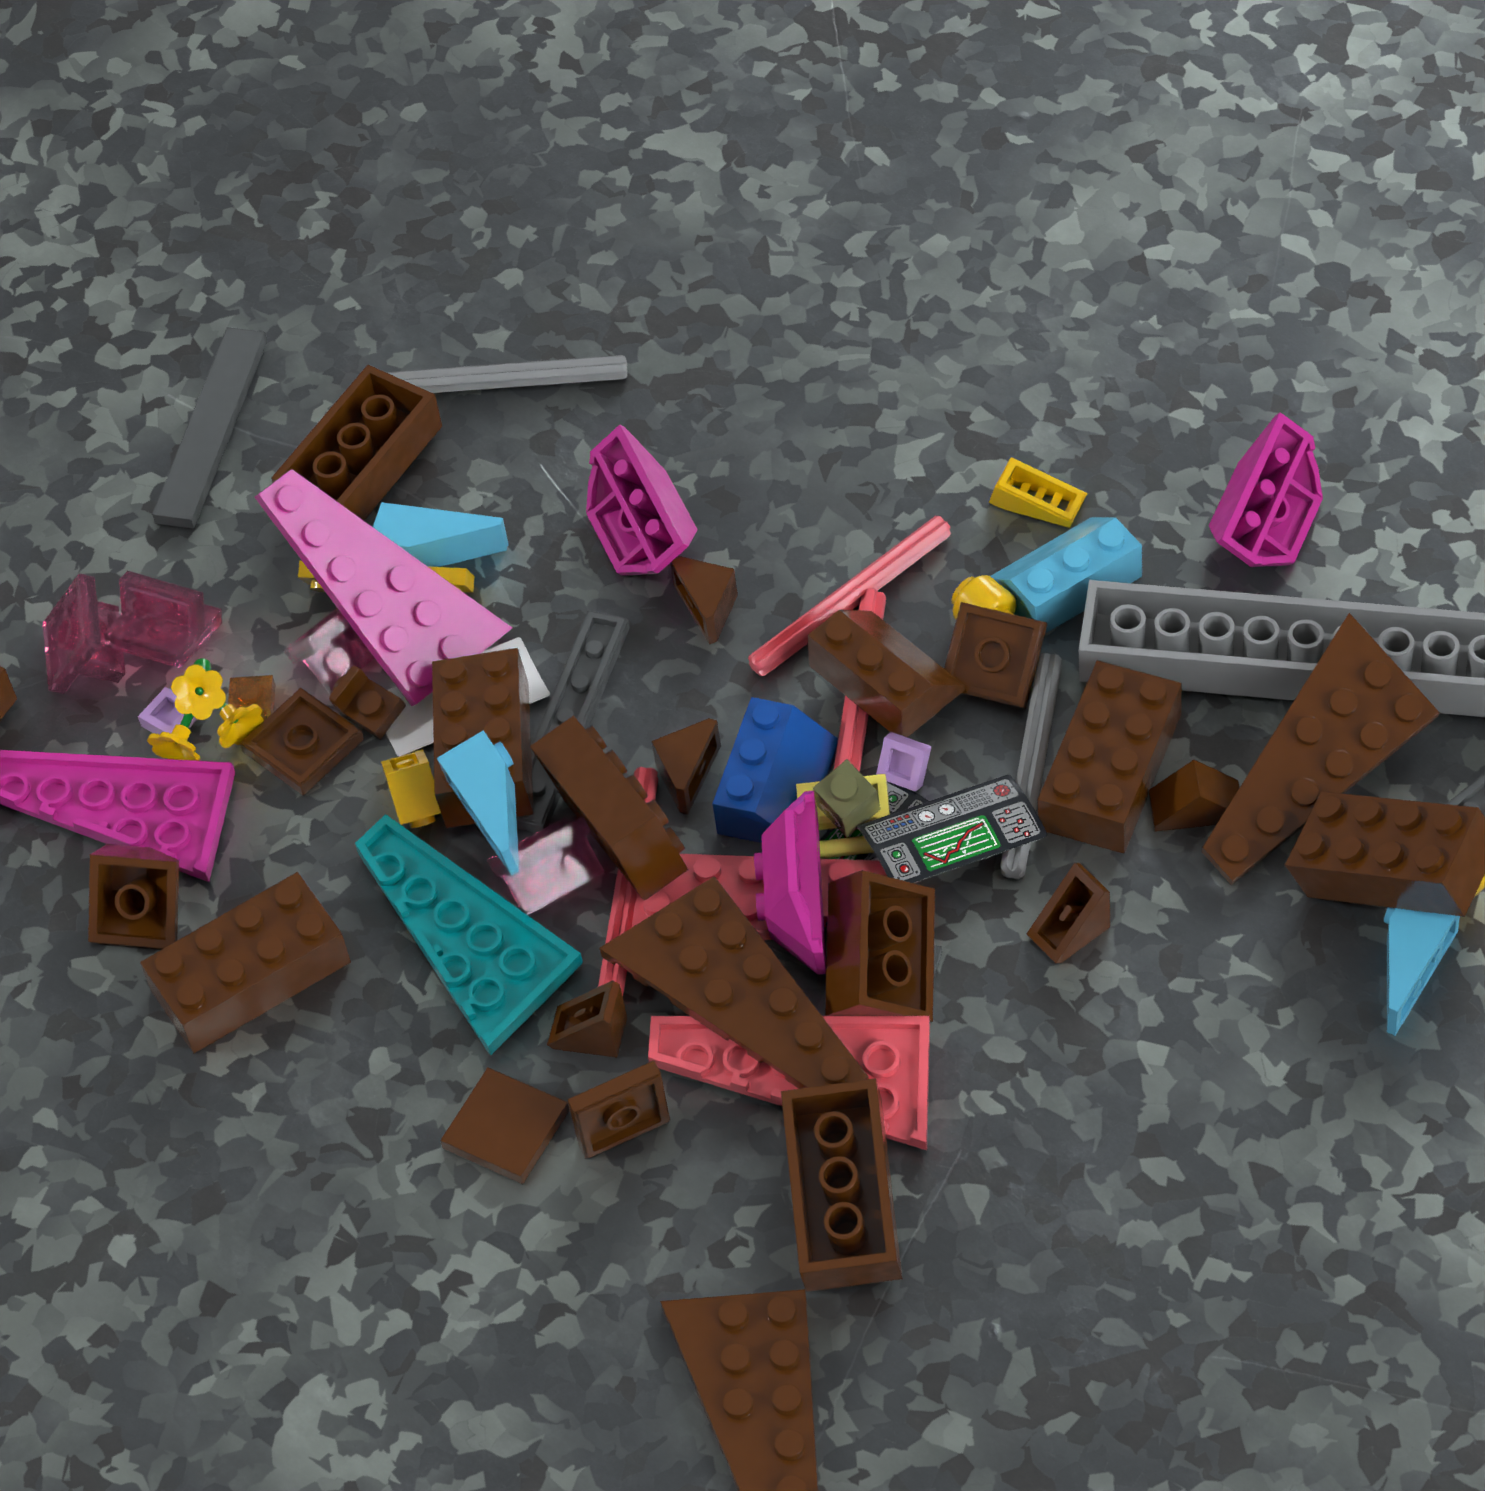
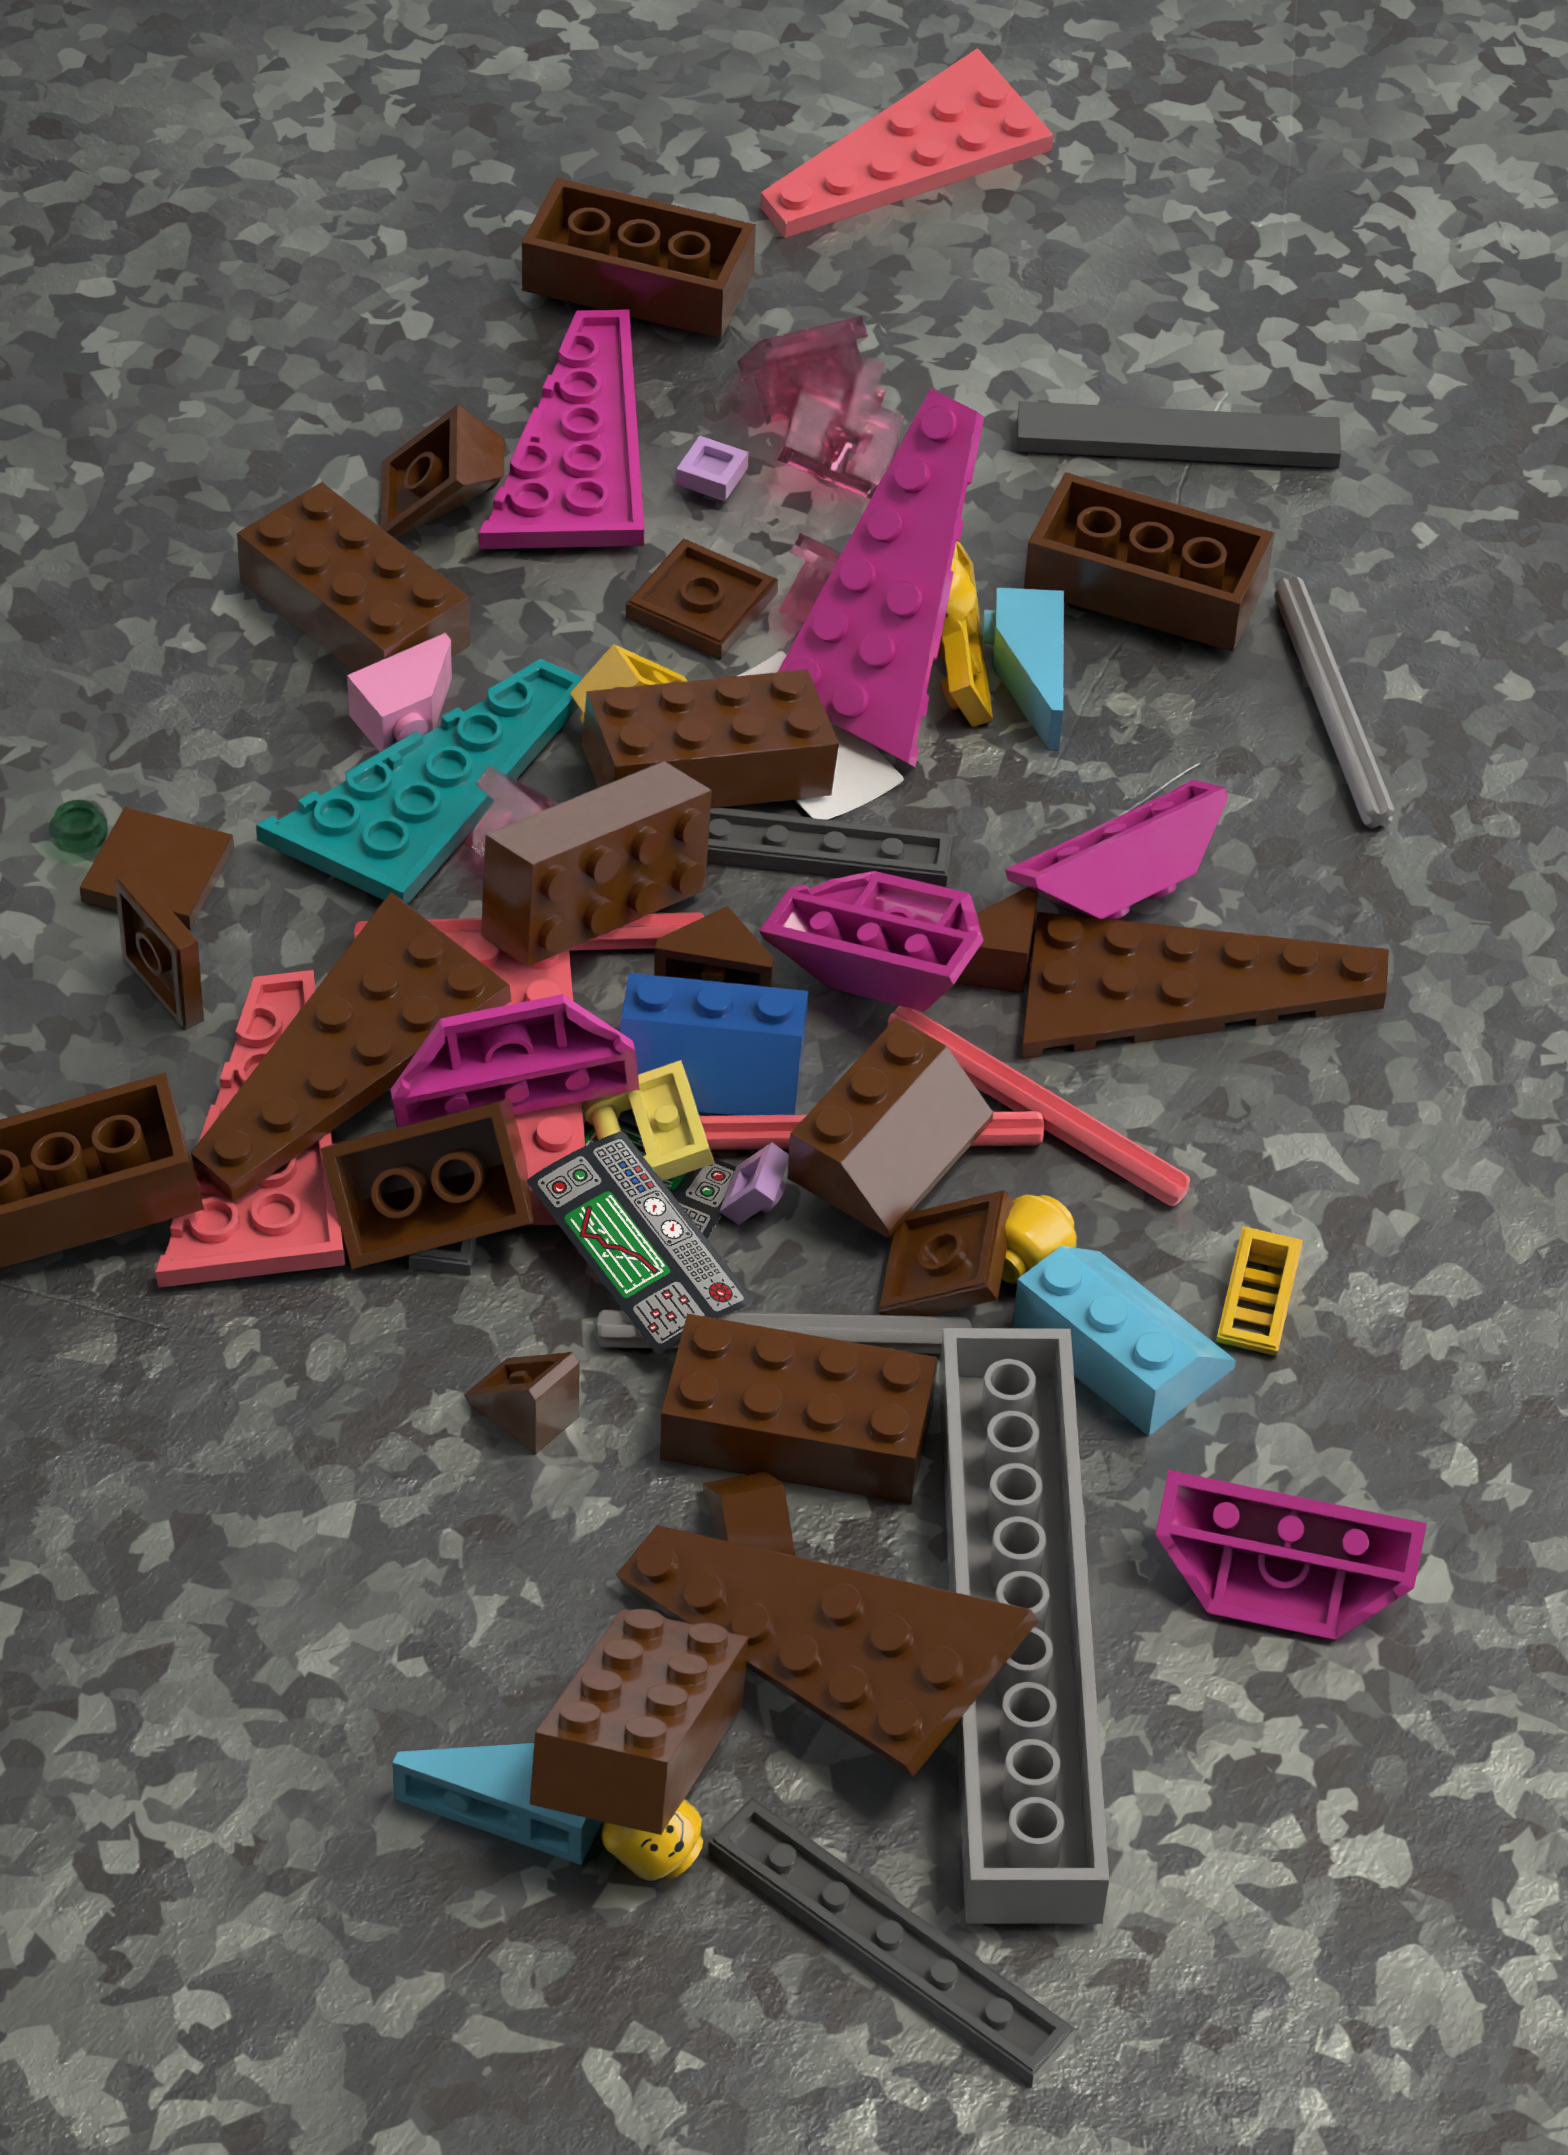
camera: 70 degrees right, 5 degrees down
(197, 696) = (695, 450): yellow plant -> none
(253, 690) = (758, 540): clear orange plate -> none
(365, 702) = (764, 638): reddish brown bracket -> none
(372, 938) = (401, 692): none -> bright pink slope
(452, 1176) = (78, 827): none -> clear green plate
(487, 791) = (558, 721): medium azure slope -> none
(591, 1022) = (303, 929): reddish brown slope -> none
(706, 643) = (878, 936): none -> dark pink wedge
(751, 499) = (1173, 981): none -> reddish brown wing
(846, 798) = (647, 1100): olive brick -> none

